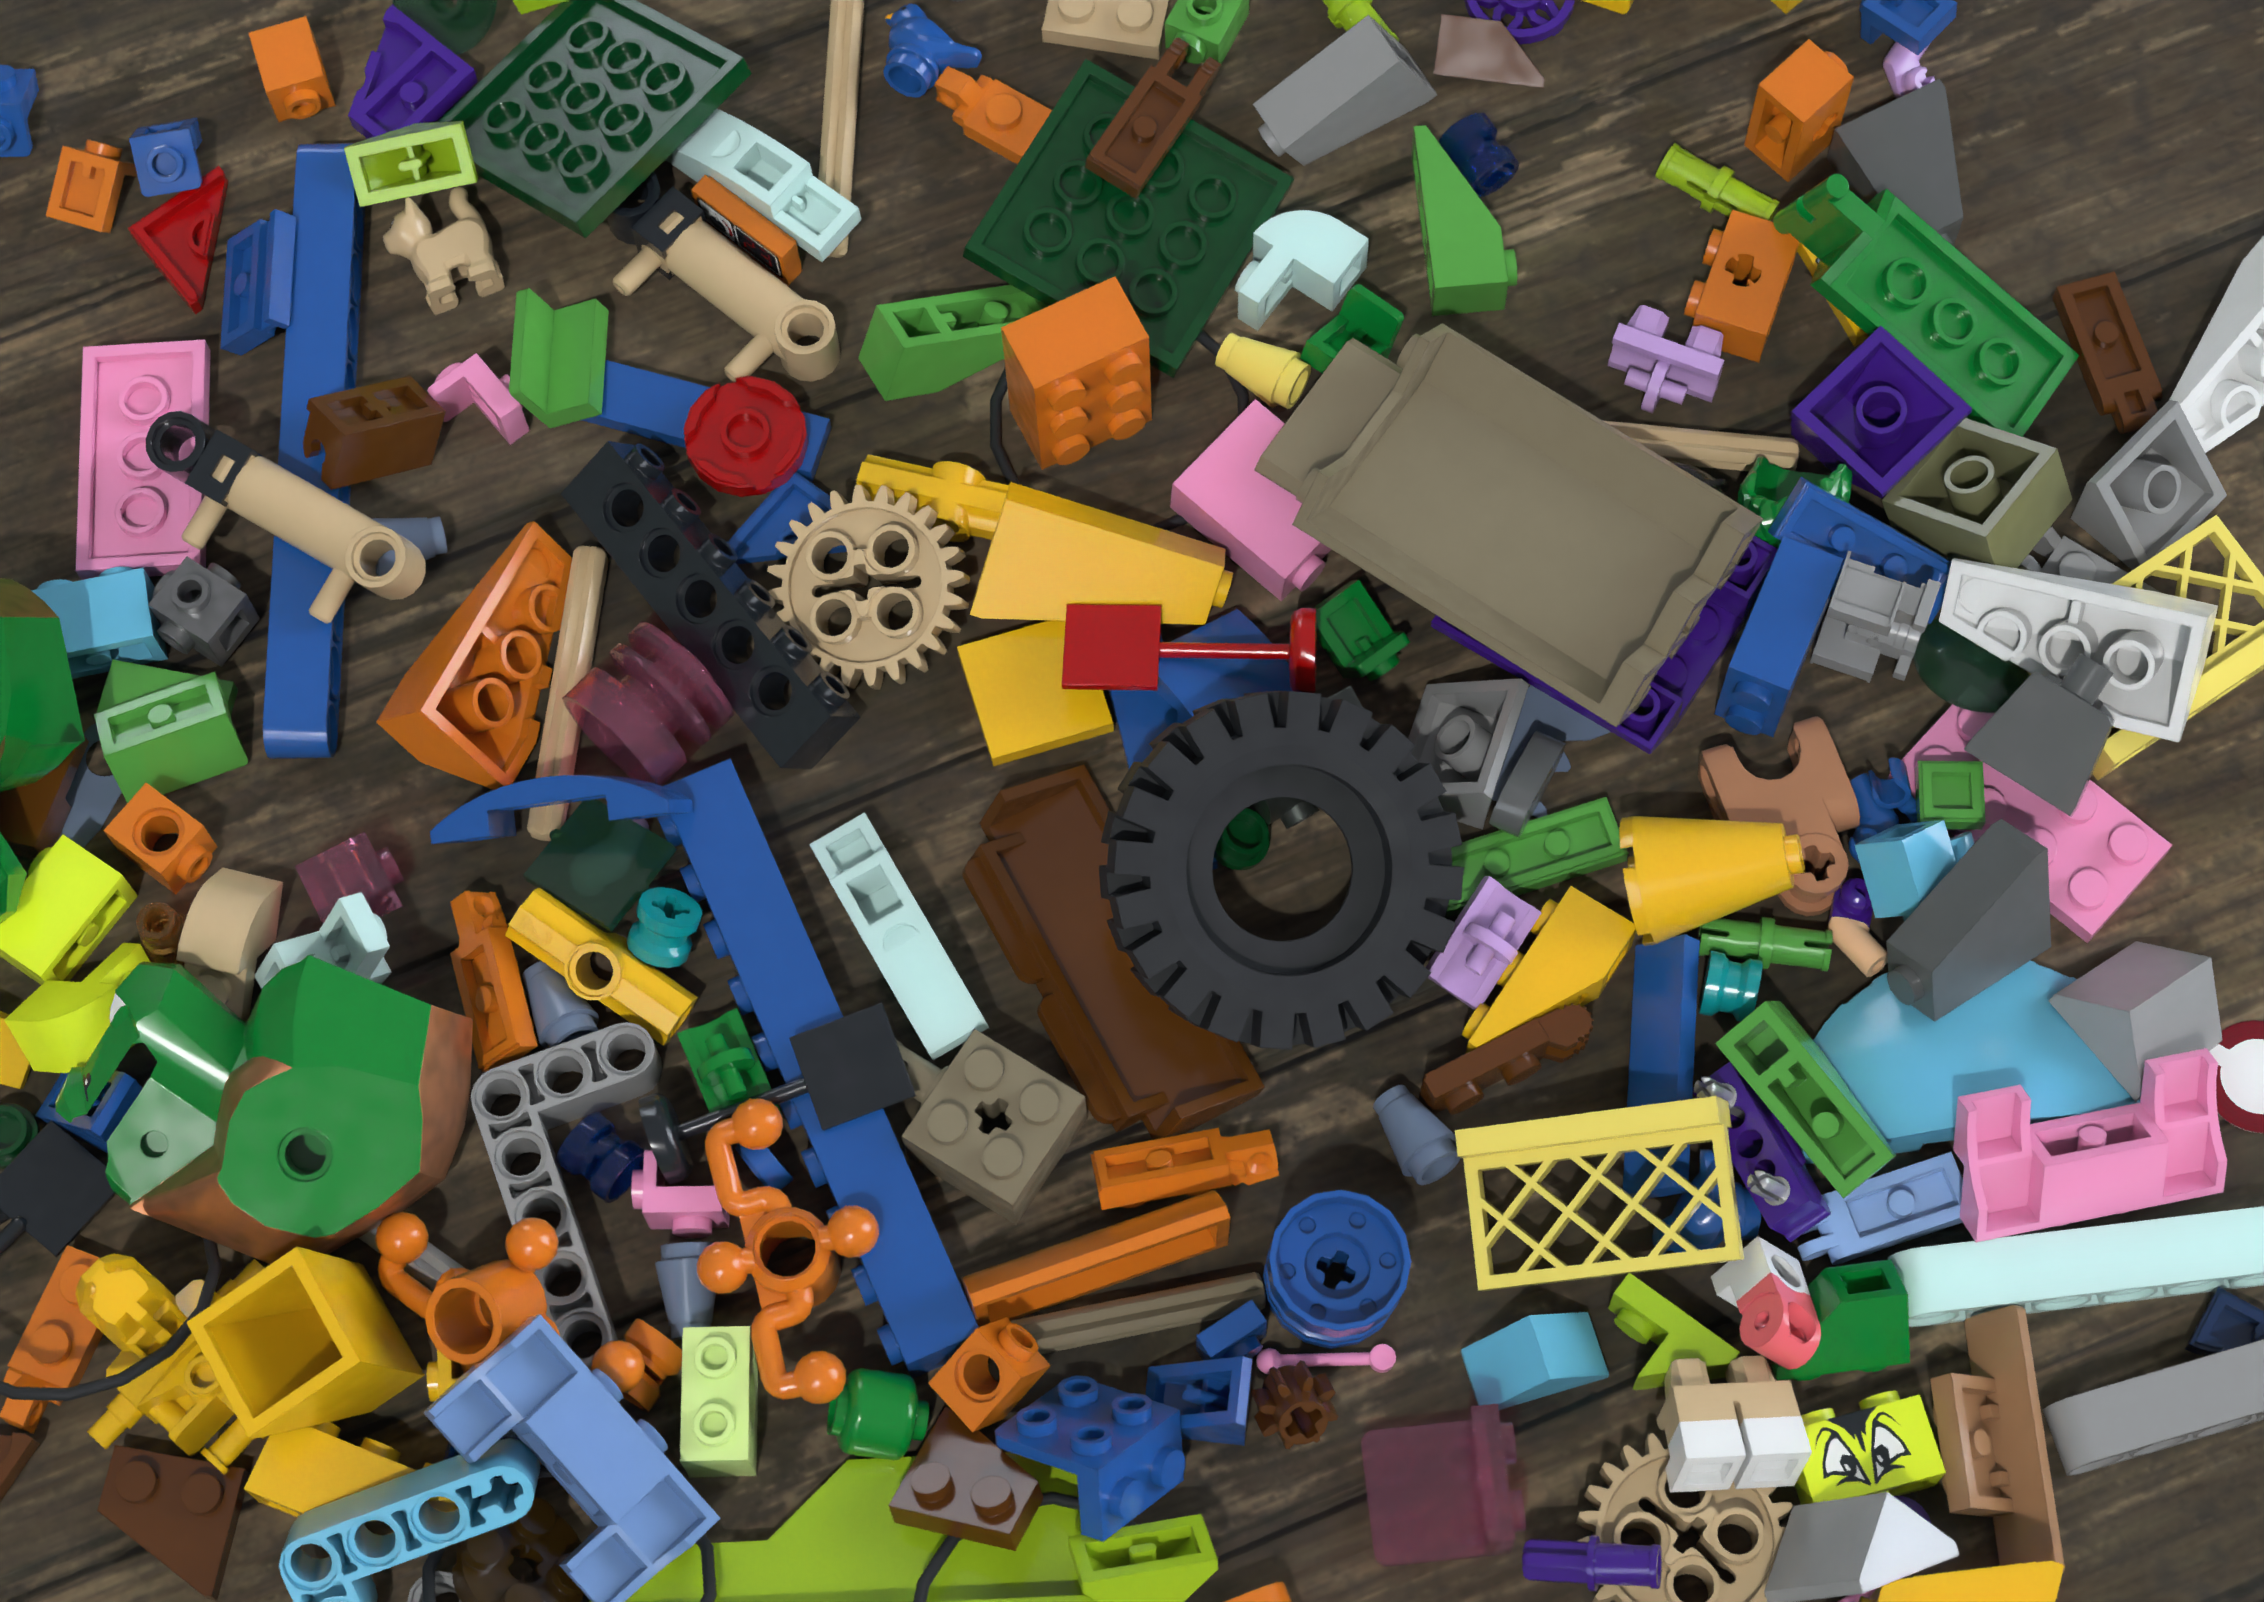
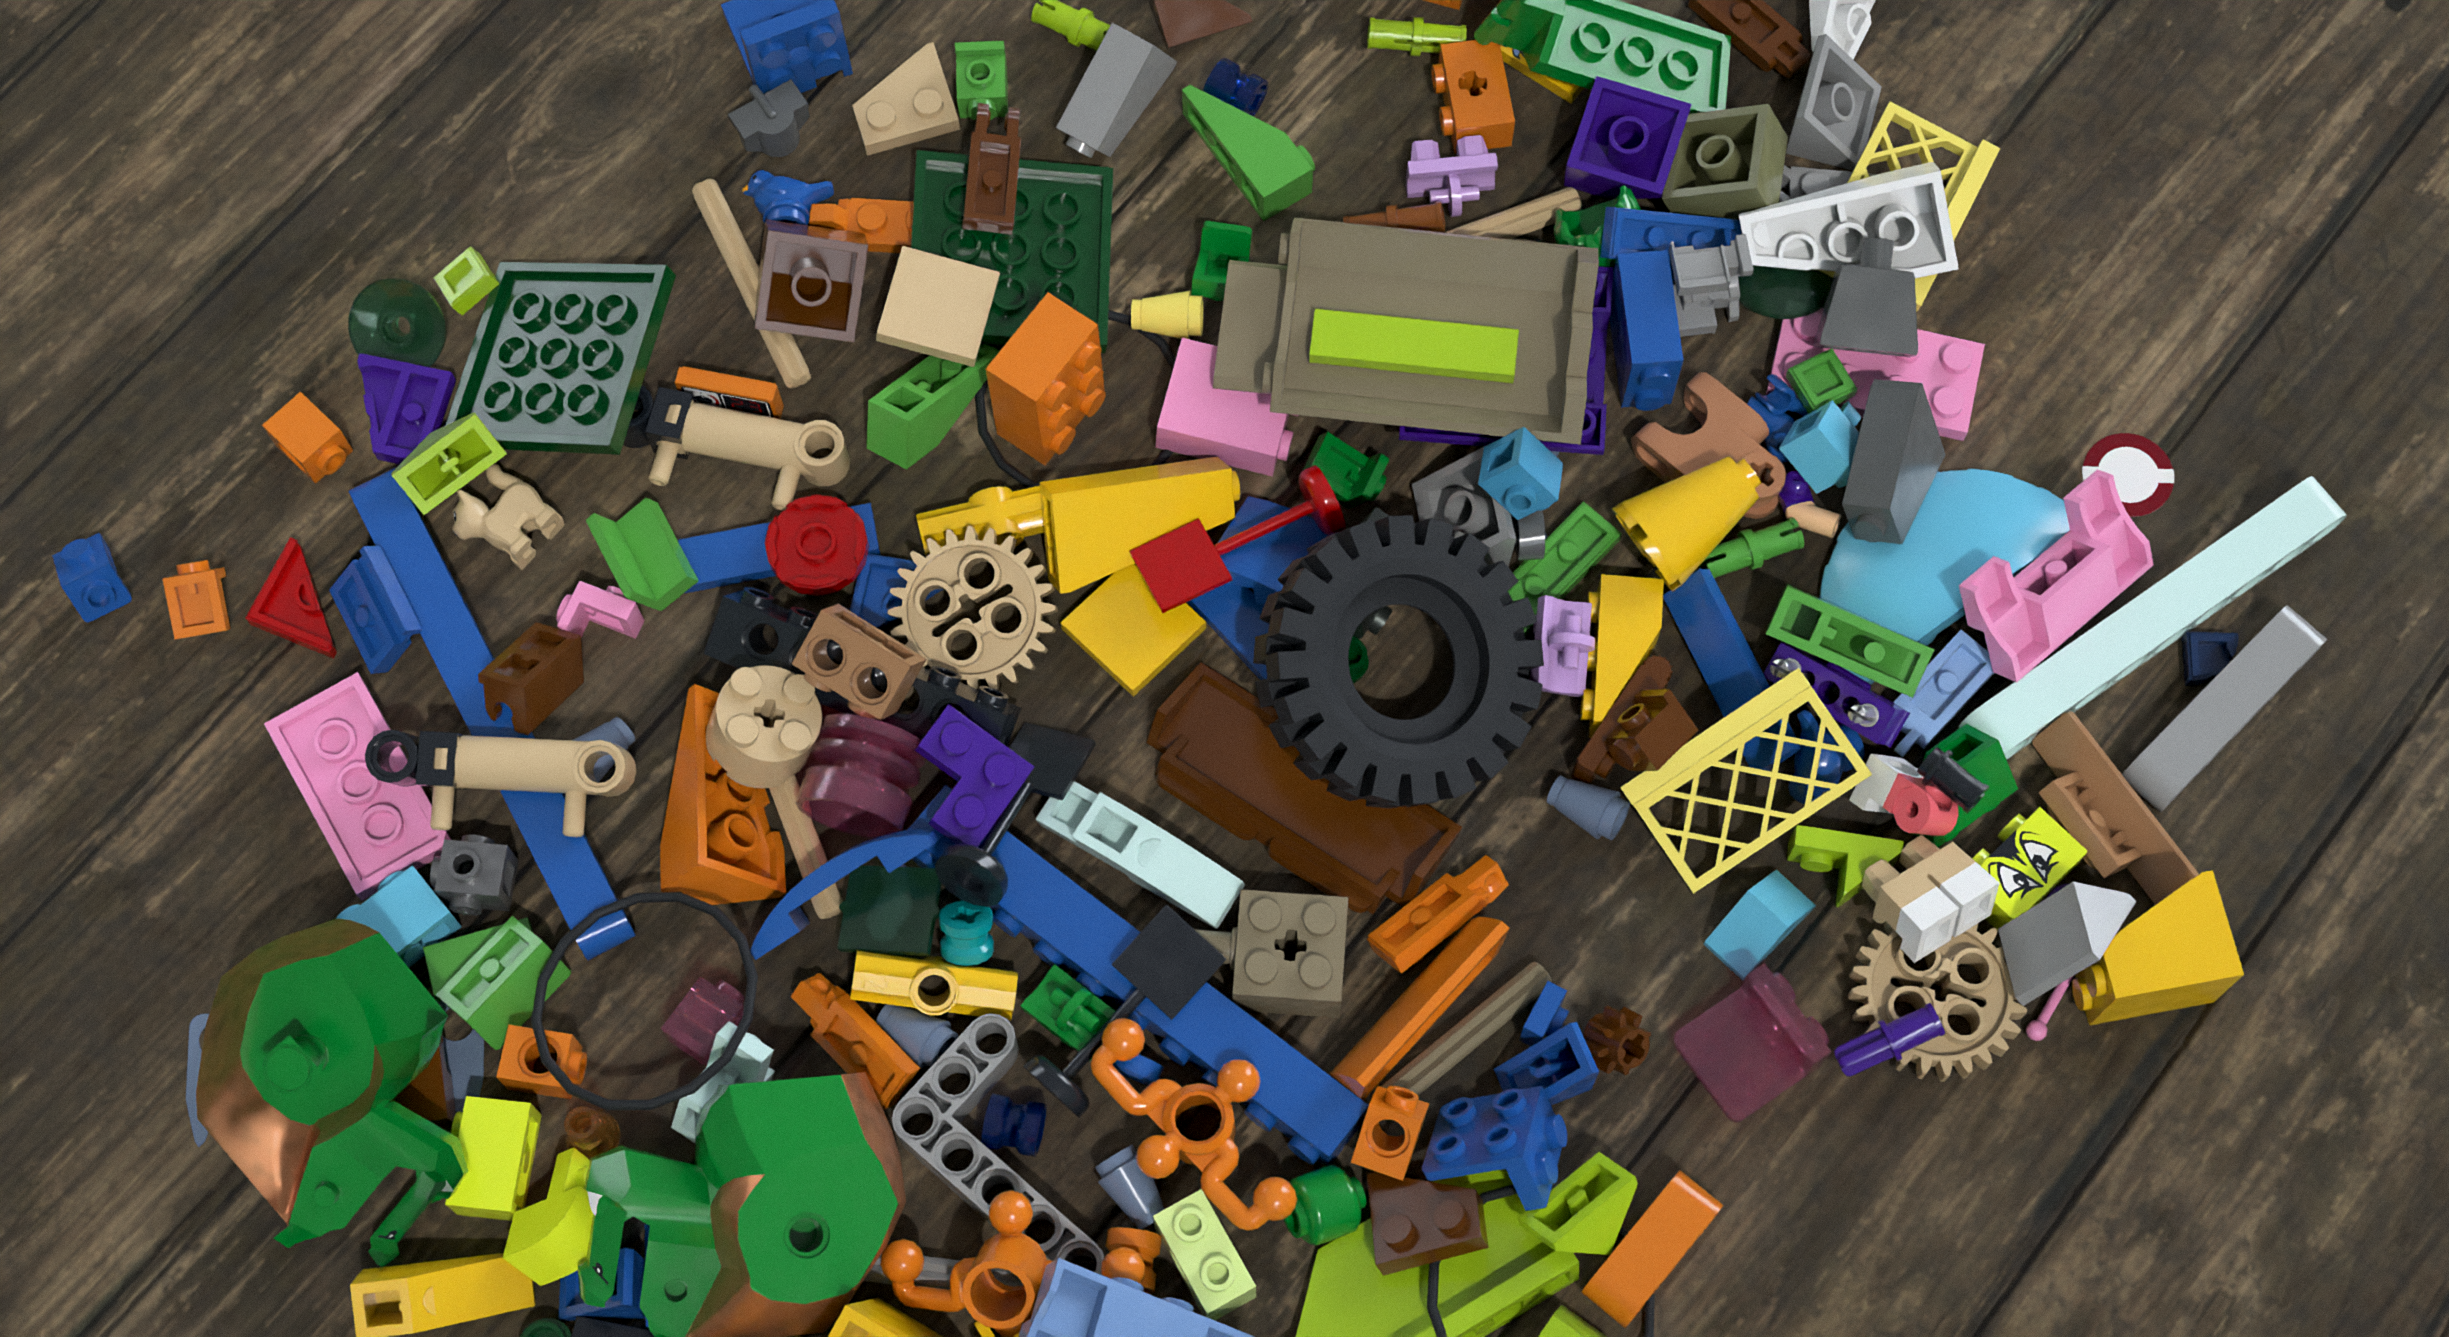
camera: 30 degrees left, 0 degrees up
(167, 157) = (248, 549): blue bracket -> none
(226, 932) = (638, 1077): tan brick -> none
(349, 917) = (705, 1076): none -> black piece
(581, 567) = (763, 725): none -> tan brick
(684, 1209) = (1099, 1131): bright pink bracket -> none
(712, 570) = (862, 650): none -> medium nougat brick
(769, 181) = (731, 348): light aqua slope -> none
(773, 766) = (985, 775): none -> dark purple plate
(845, 786) = (1057, 760): none -> black piece
(896, 147) = (810, 280): none -> reddish brown slope
(1009, 239) = (937, 306): none -> tan tile
(1304, 253) = (1148, 218): light aqua brick -> none
(1346, 1231) = (1612, 906): blue wheel -> none
(1380, 1359) = (1651, 977): bright pink hinge -> none
(1497, 529) = (1414, 346): none -> lime tile
(1519, 1085) = (1650, 731): none -> reddish brown brick
(1533, 728) = (1521, 473): none -> dark azure brick
(1585, 390) = (1423, 218): none -> dark orange pin
(1730, 986) = (1747, 590): teal wheel -> none
(1825, 1310) = (1952, 779): none -> black pin
(2143, 1008) = (2032, 466): light grey slope -> none

